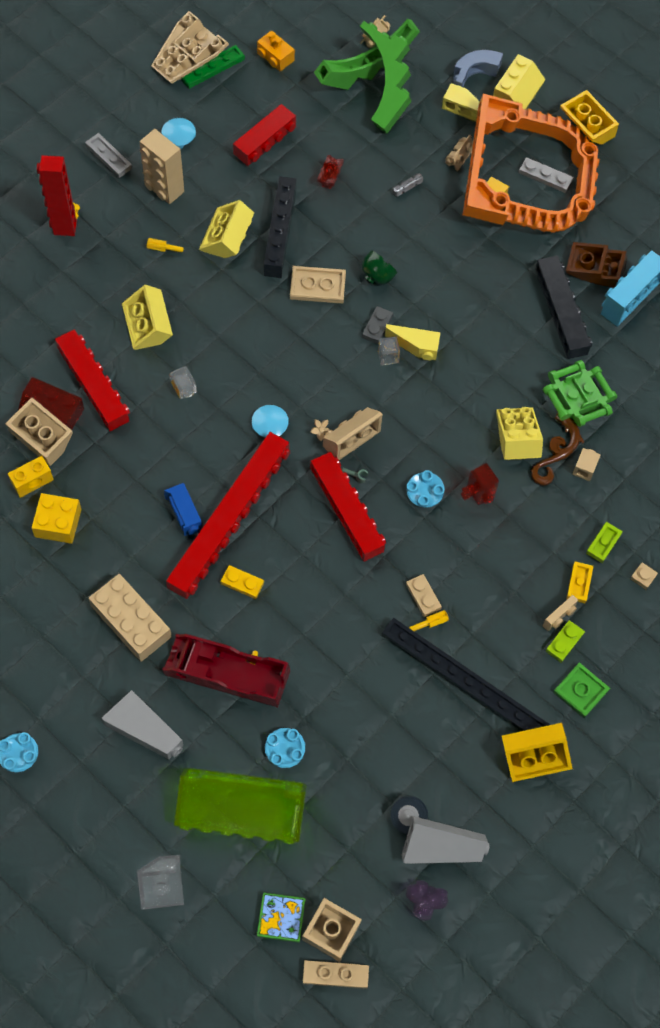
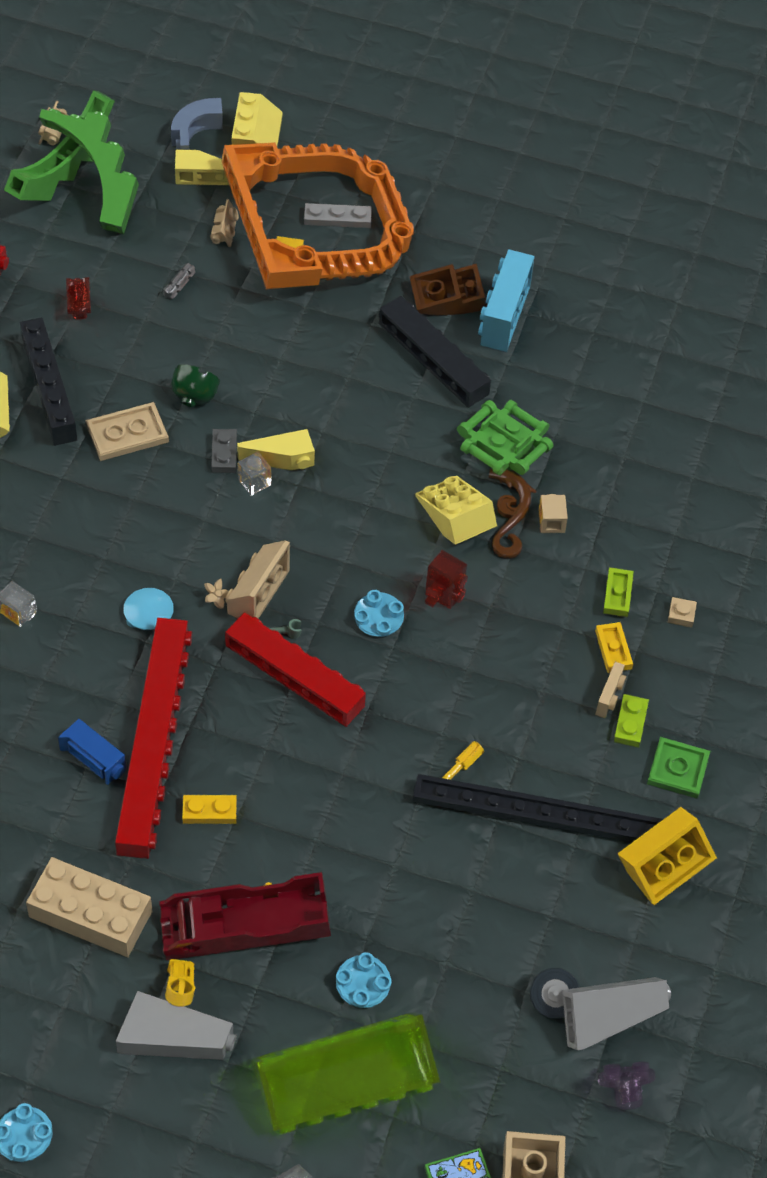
camera: 25 degrees left, 10 degrees down
(163, 694) = (180, 980): none -> yellow piece
(423, 595) = (439, 736): tan plate -> none
(591, 117) = (361, 133): yellow slope -> none

